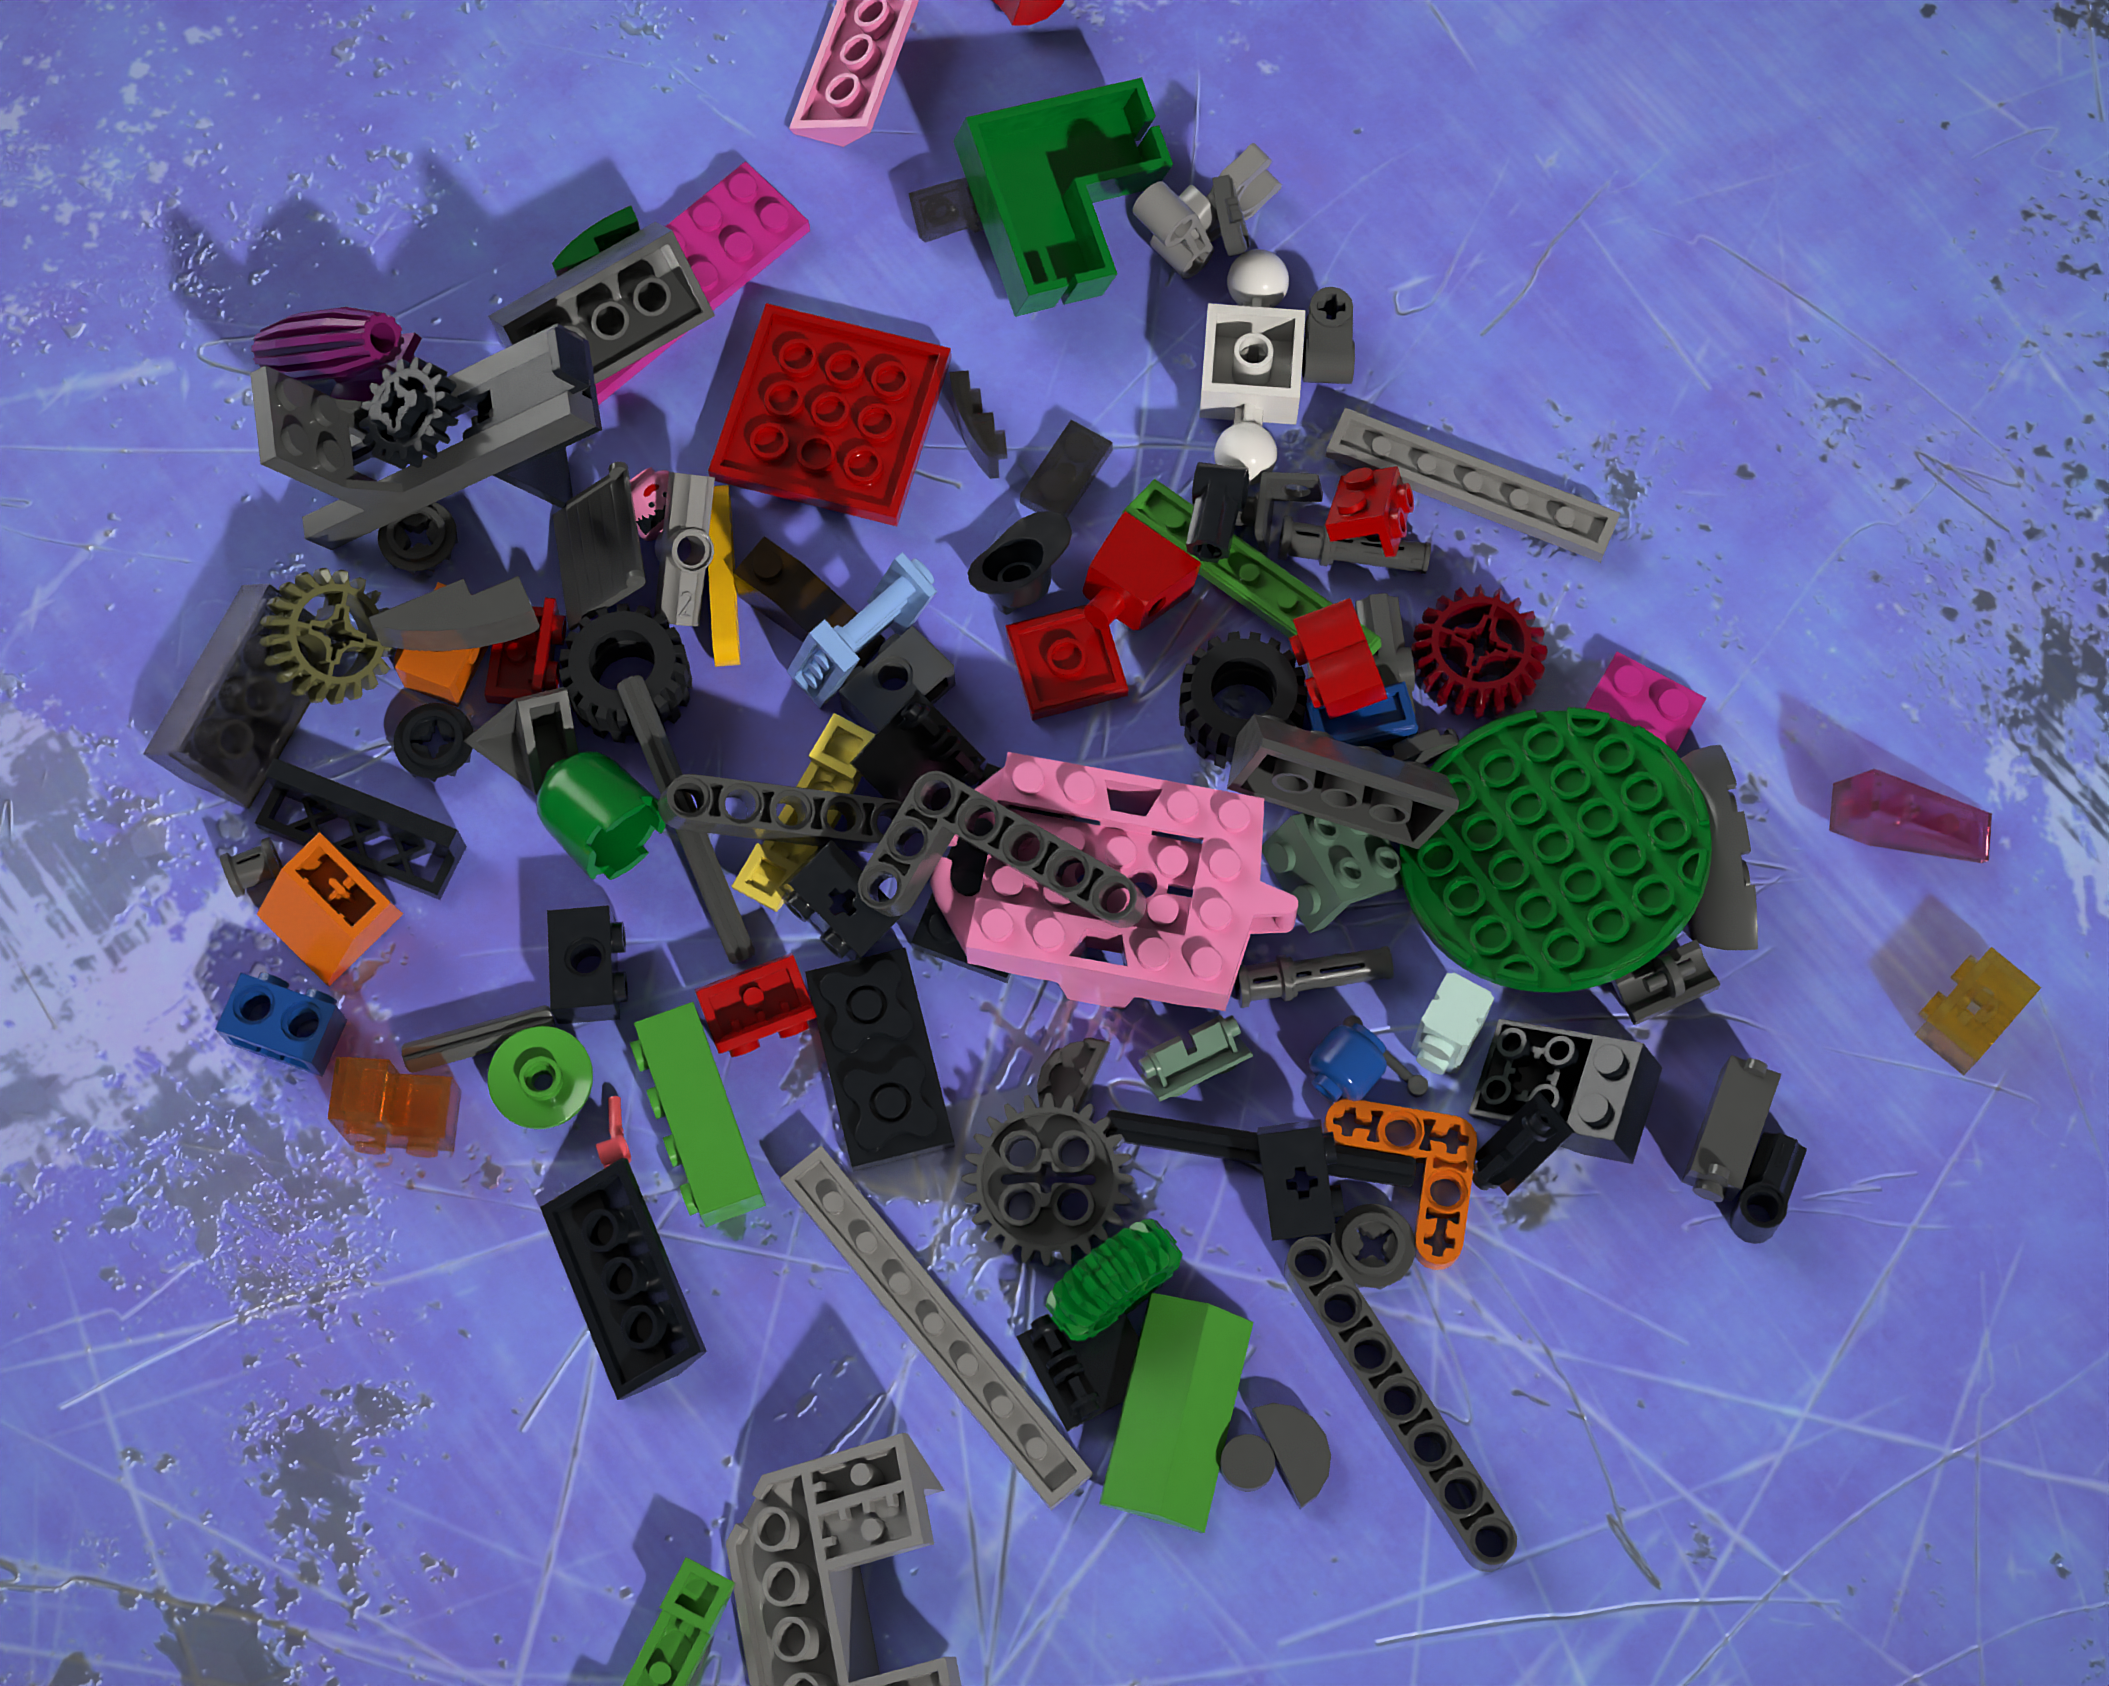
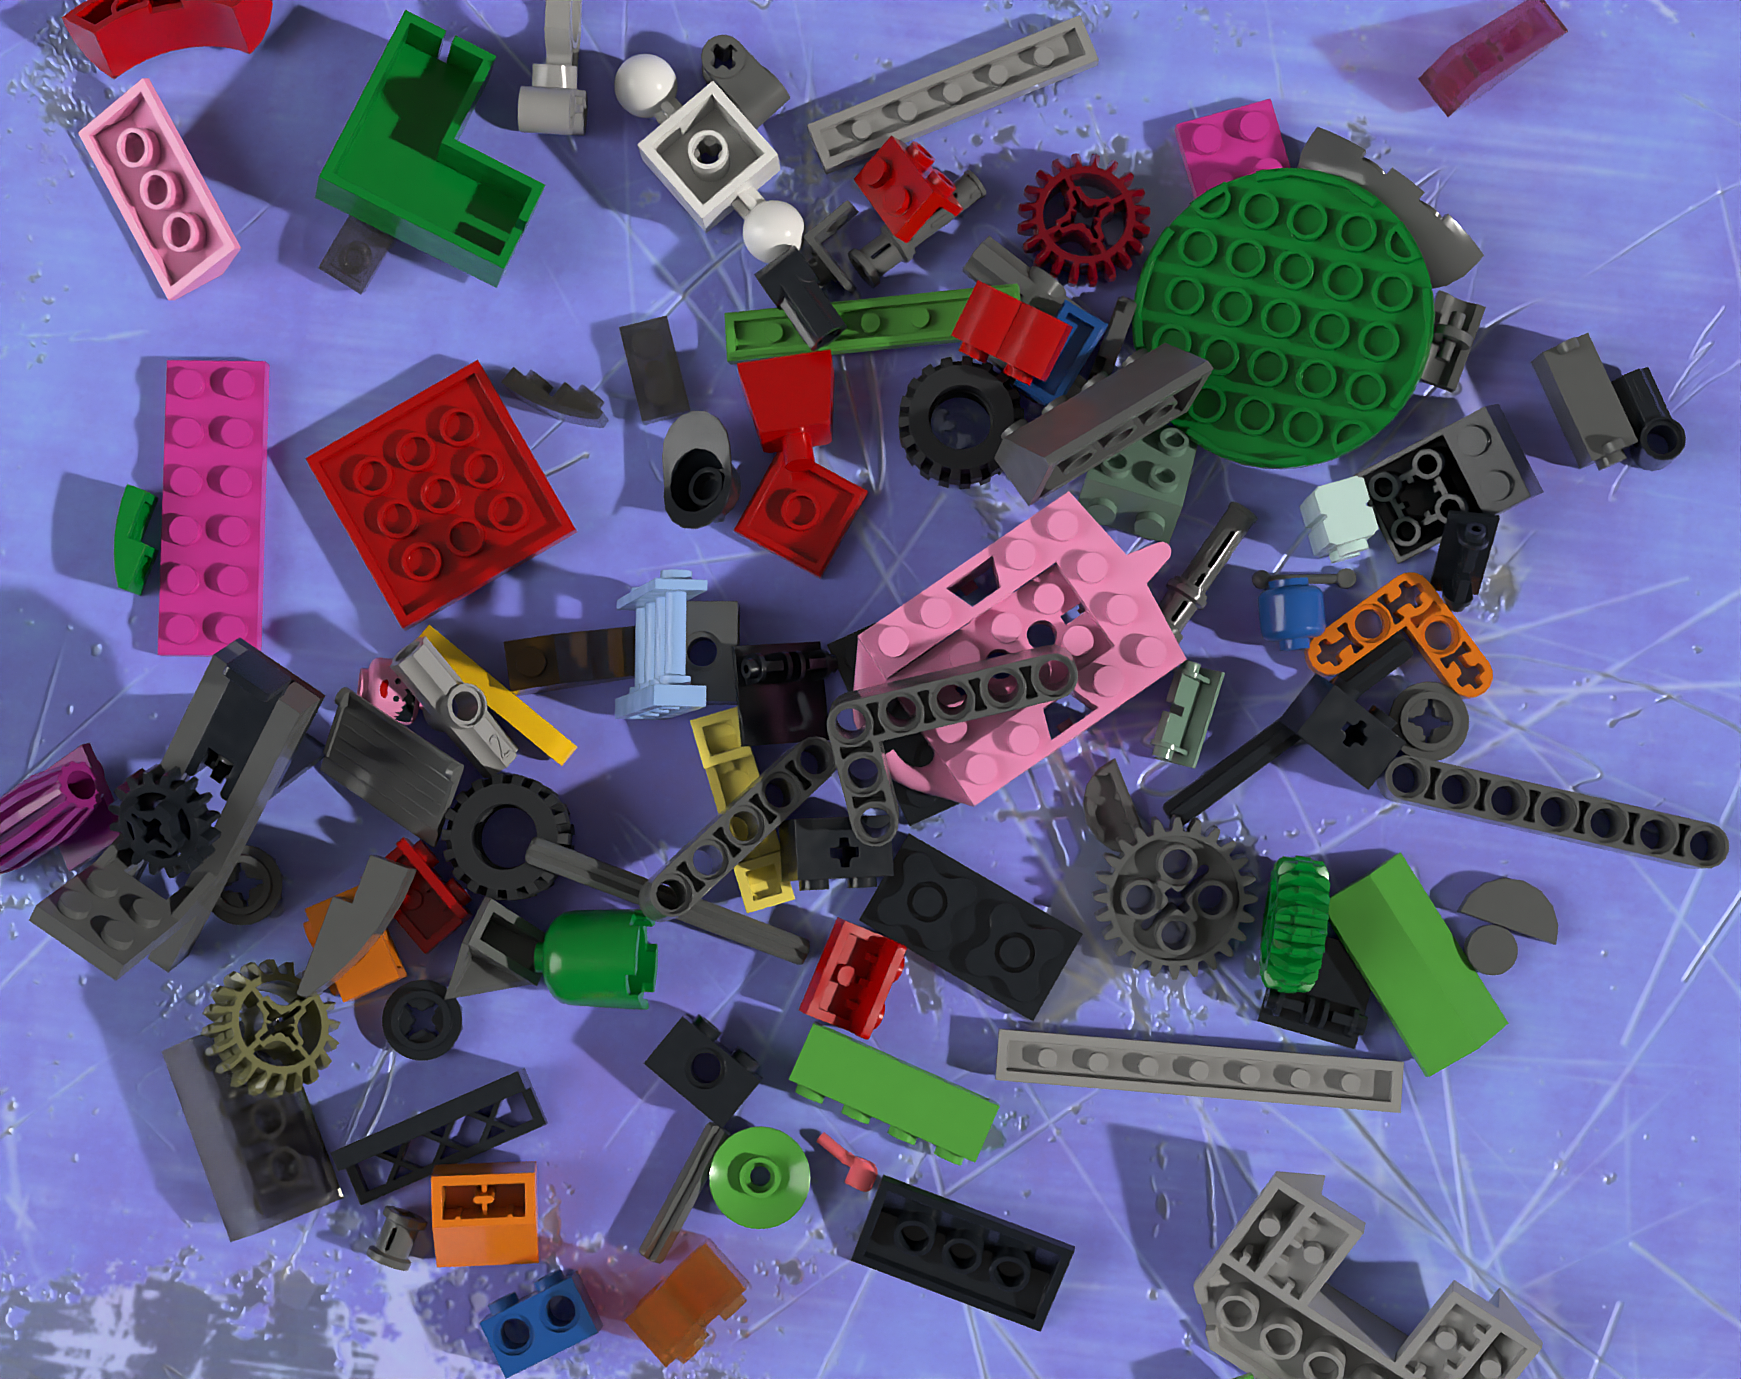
camera: 40 degrees left, 15 degrees up
(619, 301) = (198, 582): dark grey slope -> none
(1230, 216) = (585, 59): dark grey tile -> none
(1992, 985) = (1677, 131): clear yellow brick -> none

